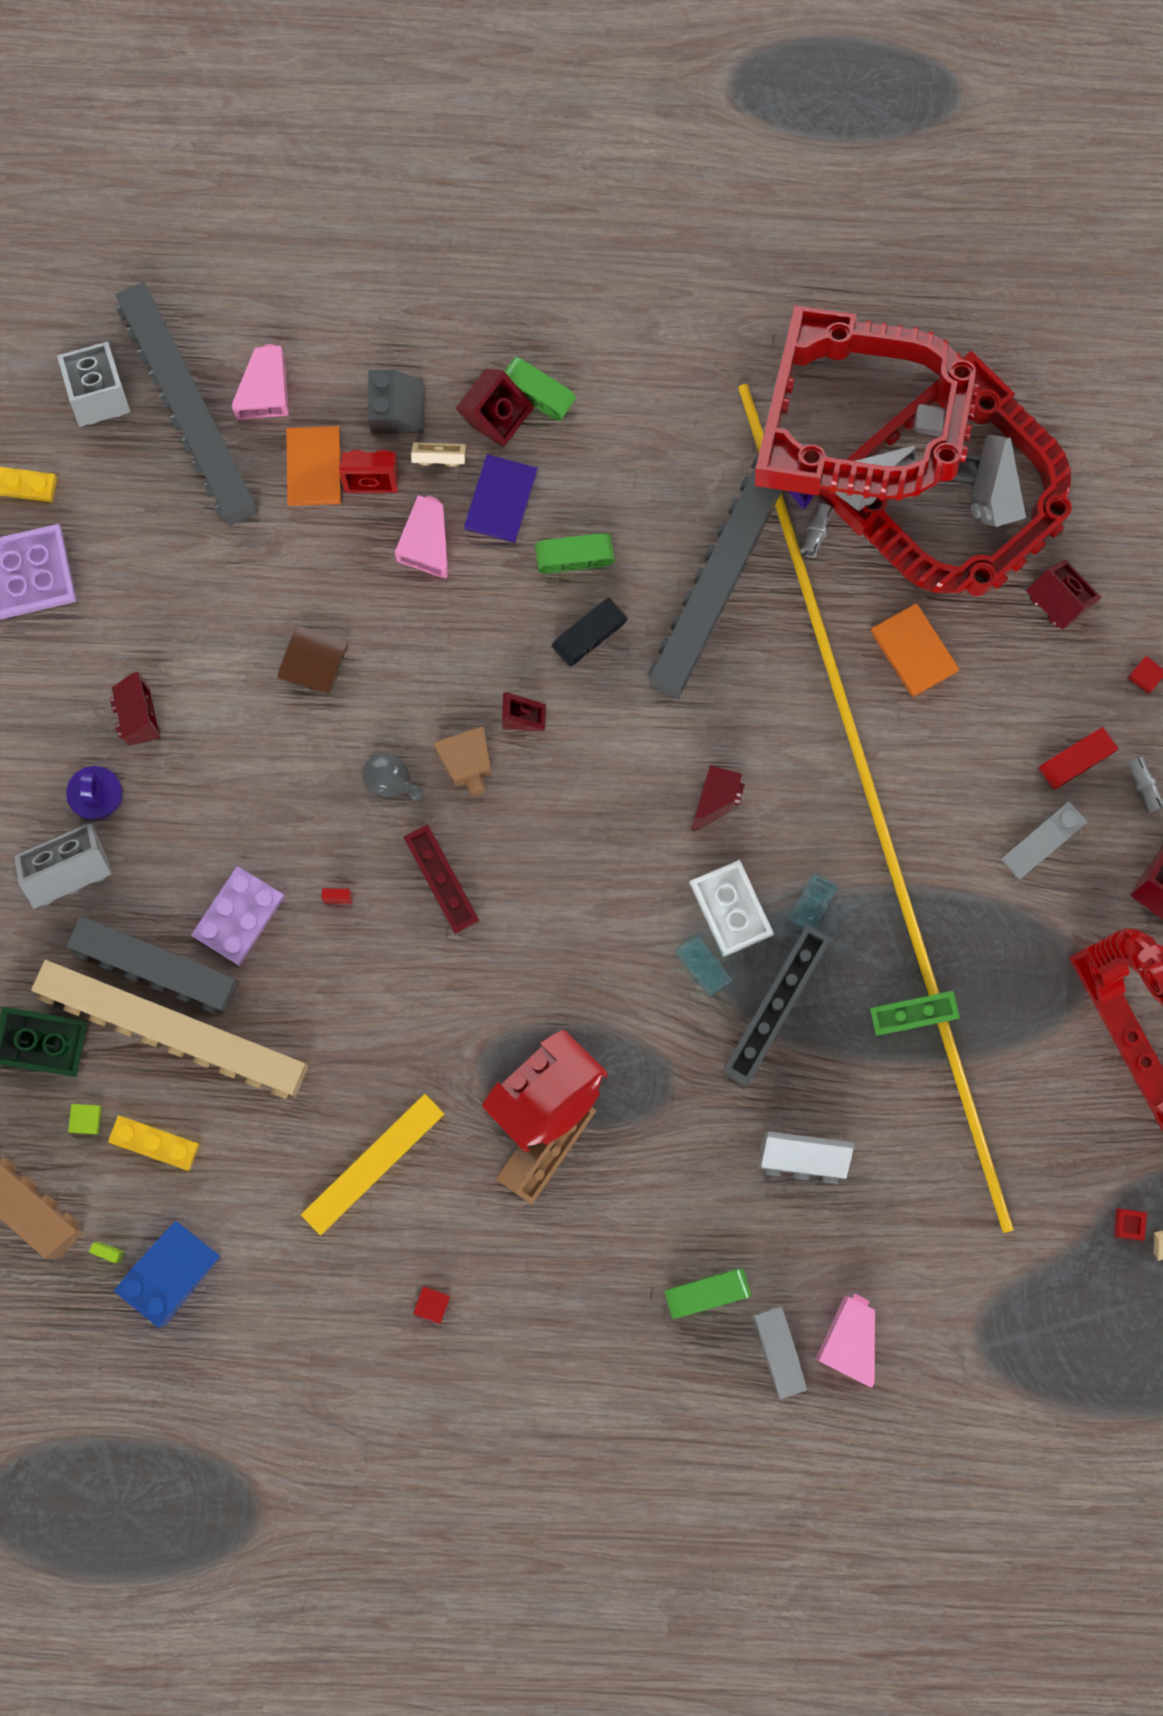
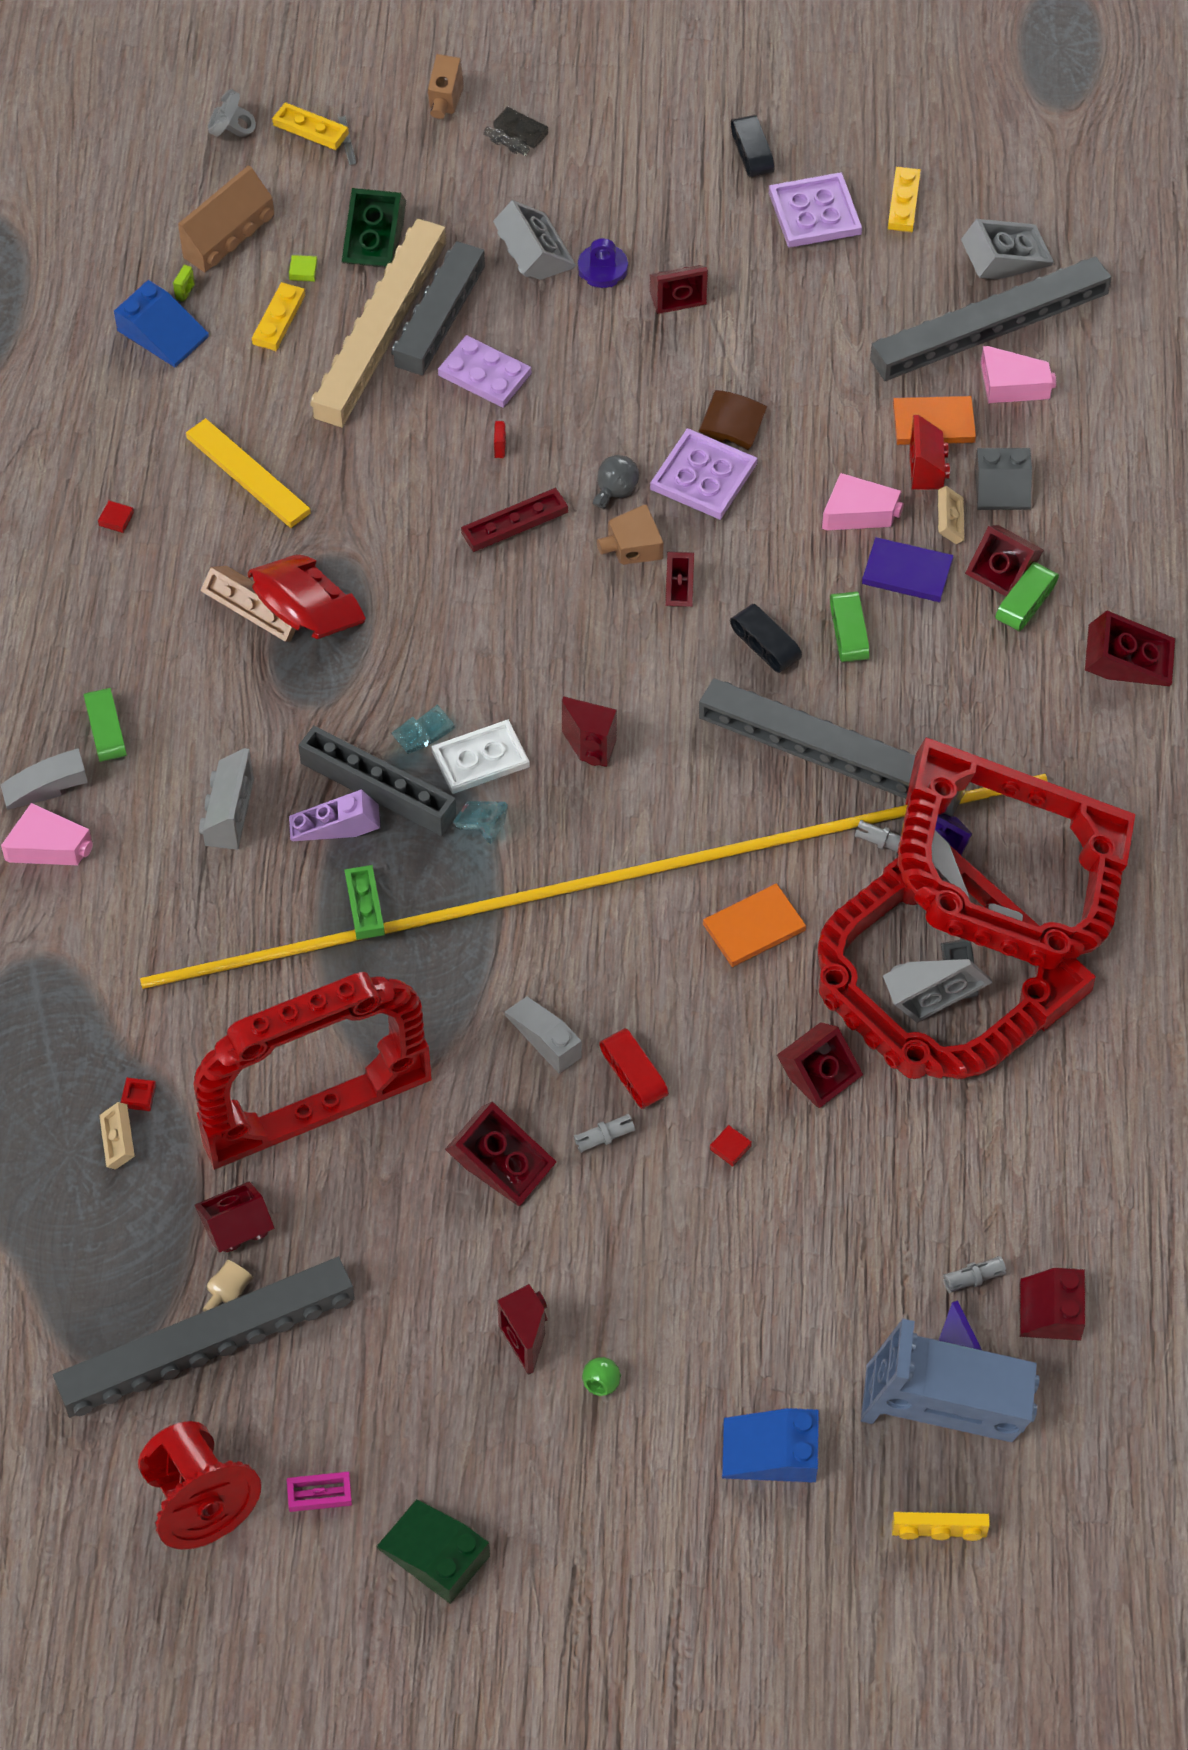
camera: 95 degrees right, 20 degrees down
(382, 689) = (703, 473): none -> lavender plate
(603, 302) = (1129, 651): none -> dark red slope
(816, 1048) = (338, 818): none -> lavender slope

